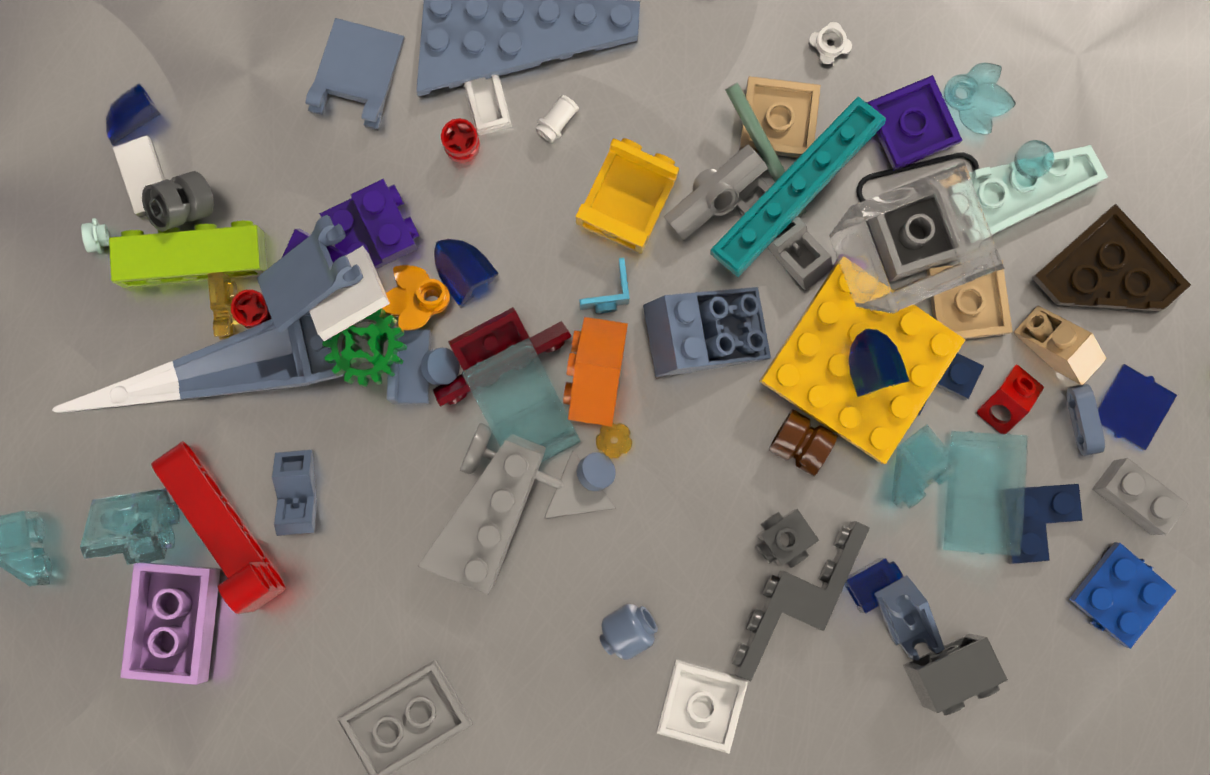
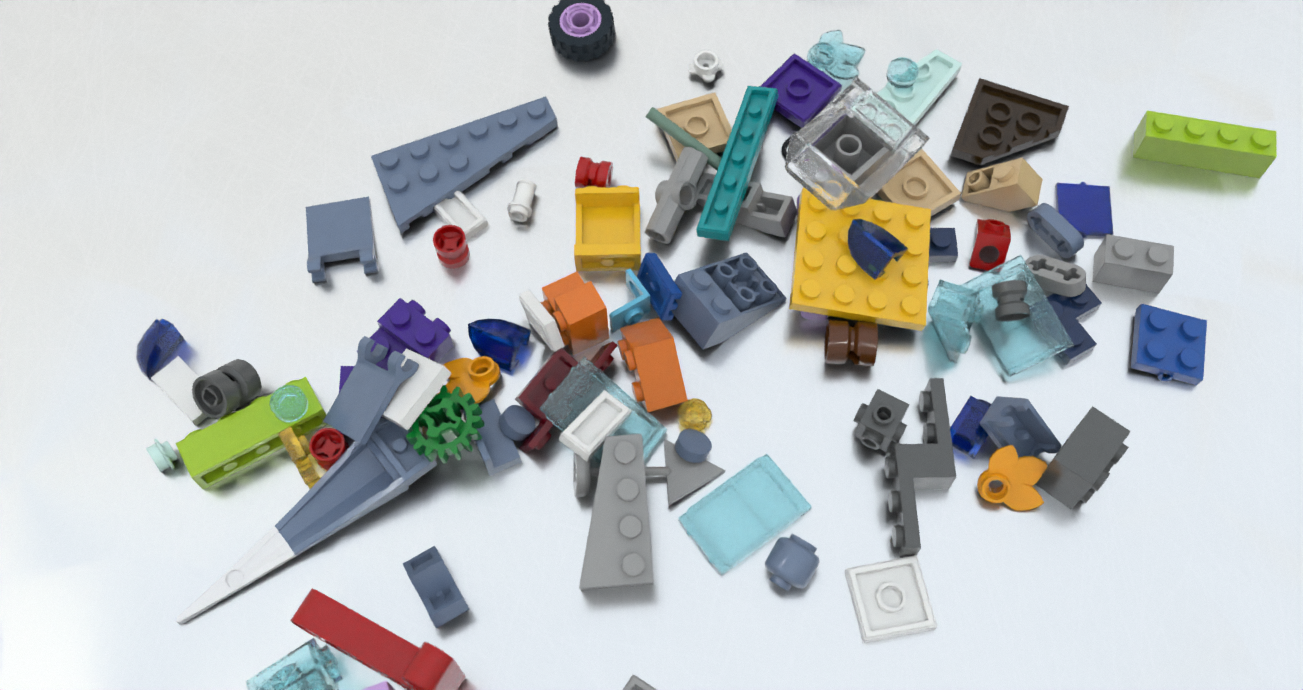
camera: 25 degrees left, 20 degrees down
(228, 249) = (289, 403): none -> clear light blue tile
(507, 415) = (598, 420): none -> white tile
(509, 273) = (541, 320): none -> white tile
(548, 276) = (577, 312): none -> orange brick
(612, 559) = (744, 513): none -> clear light blue piece
(644, 290) = (659, 285): none -> blue tile
(645, 125) = (593, 173): none -> red wheel
(878, 656) = (1017, 479): none -> light orange plate
(985, 480) = (1011, 301): none -> dark grey wheel
(1053, 469) = (1057, 275): none -> light grey beam

